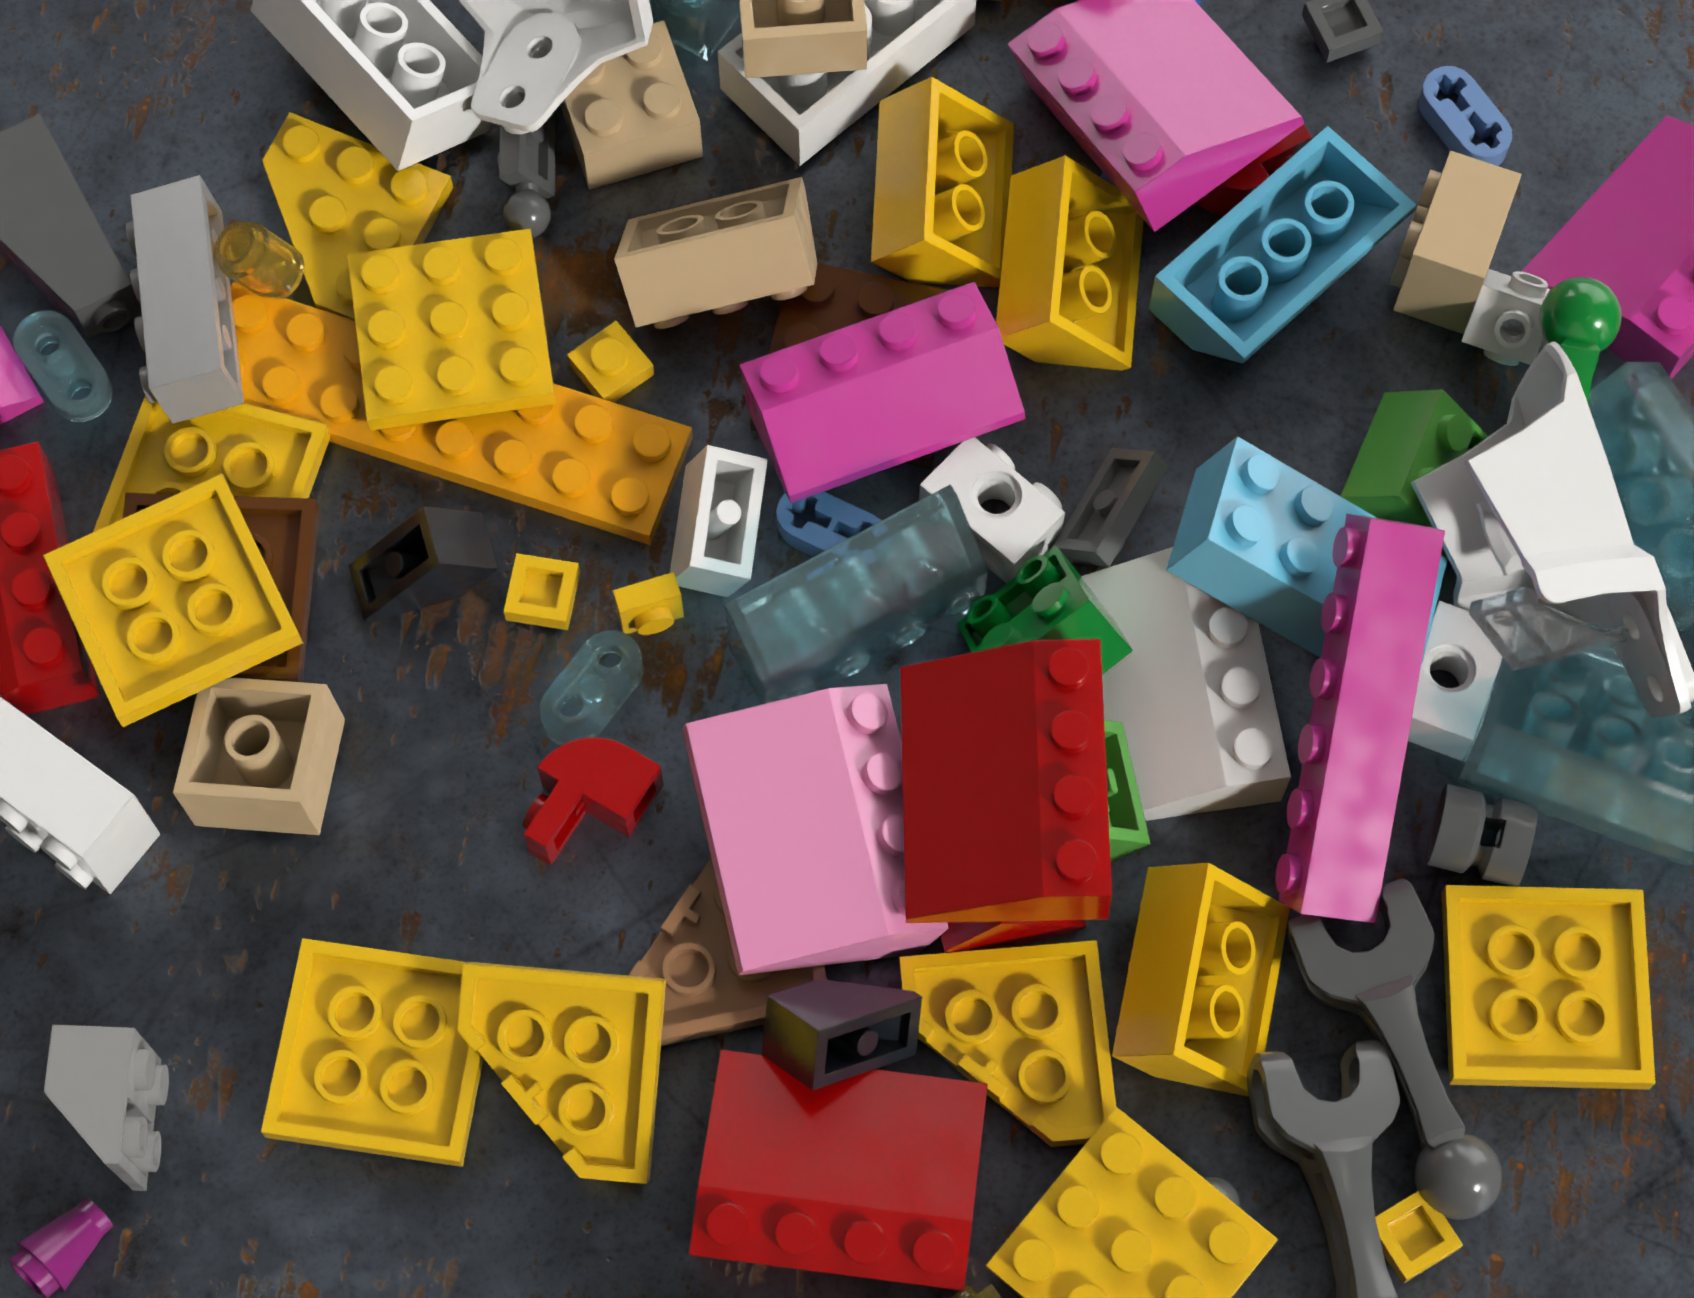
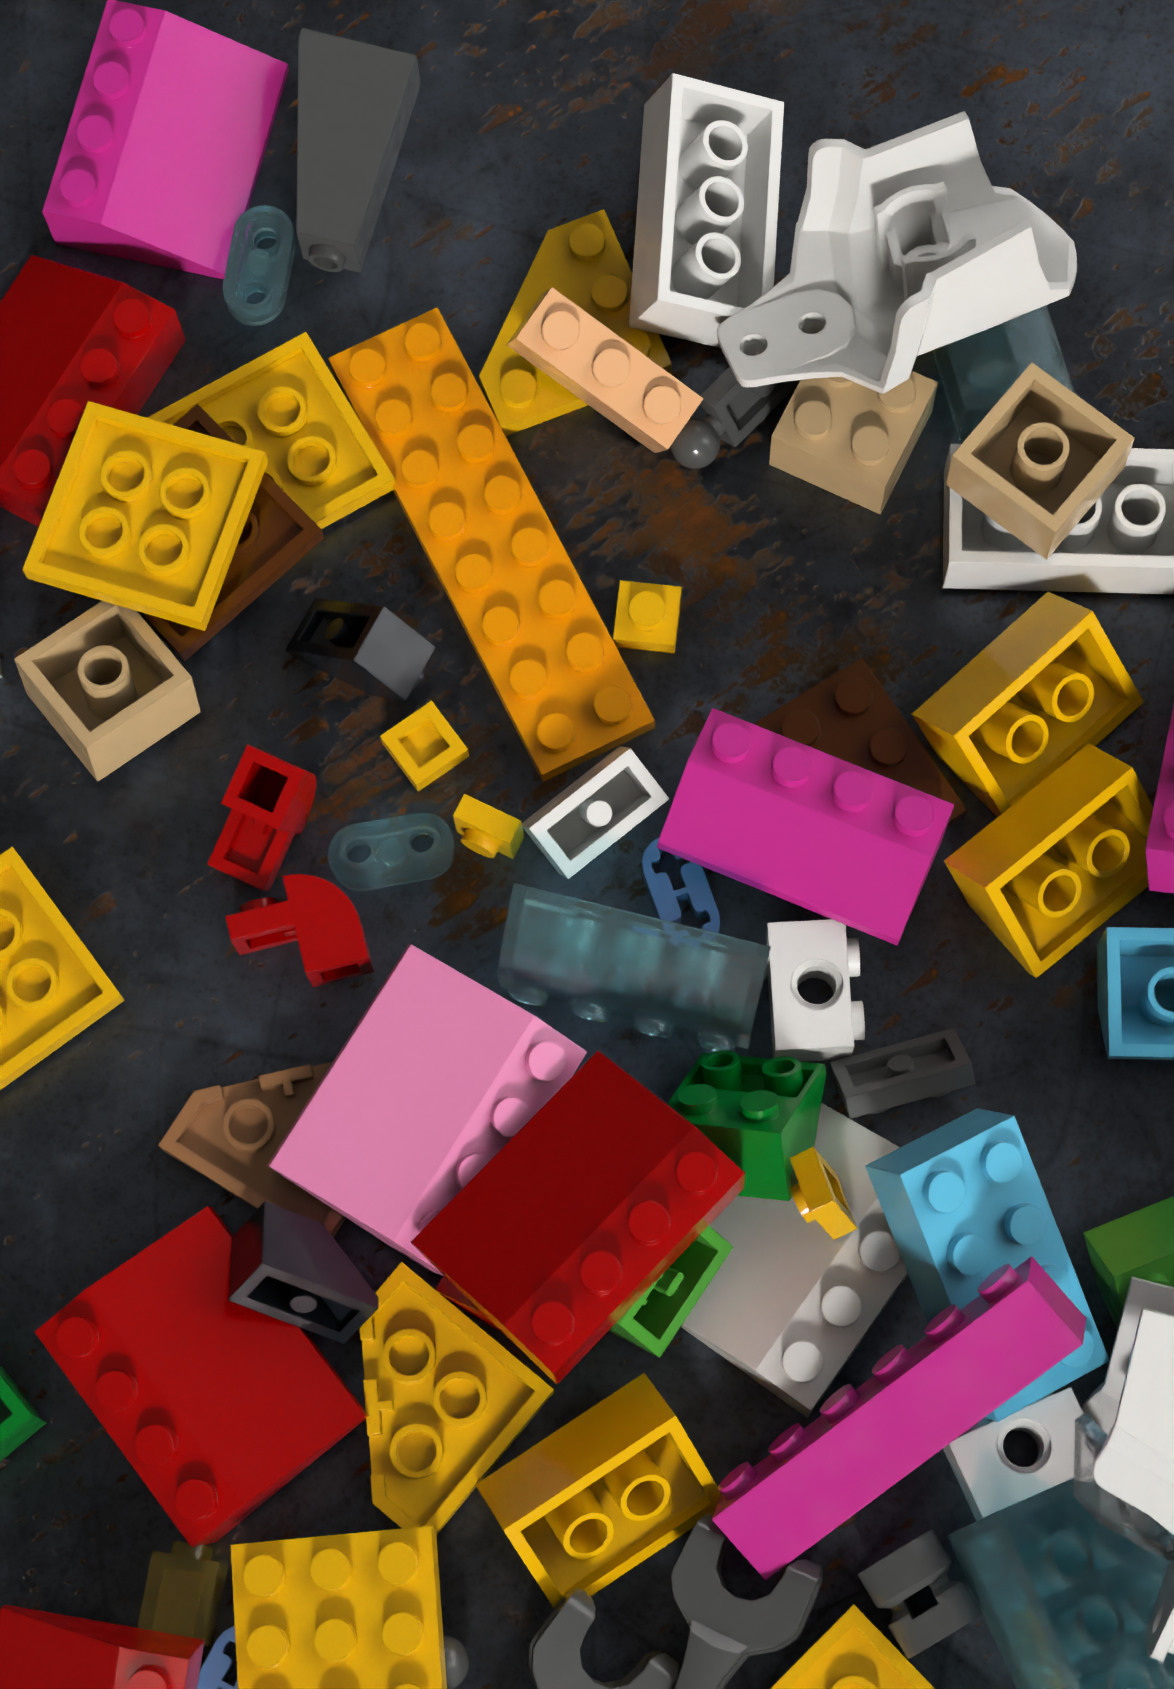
camera: 50 degrees right, 5 degrees up
(183, 301) = (381, 292): light grey brick -> none
(259, 260) = (464, 308): clear yellow brick -> none
(409, 208) = (604, 371): none -> light nougat brick
(450, 329) = (549, 485): yellow plate -> none
(476, 743) = (268, 808): none -> red brick
(574, 1057) = (103, 1113): yellow plate -> none
(718, 254) = (801, 602): tan slope -> none
(1151, 624) = (821, 1194): none -> yellow plate

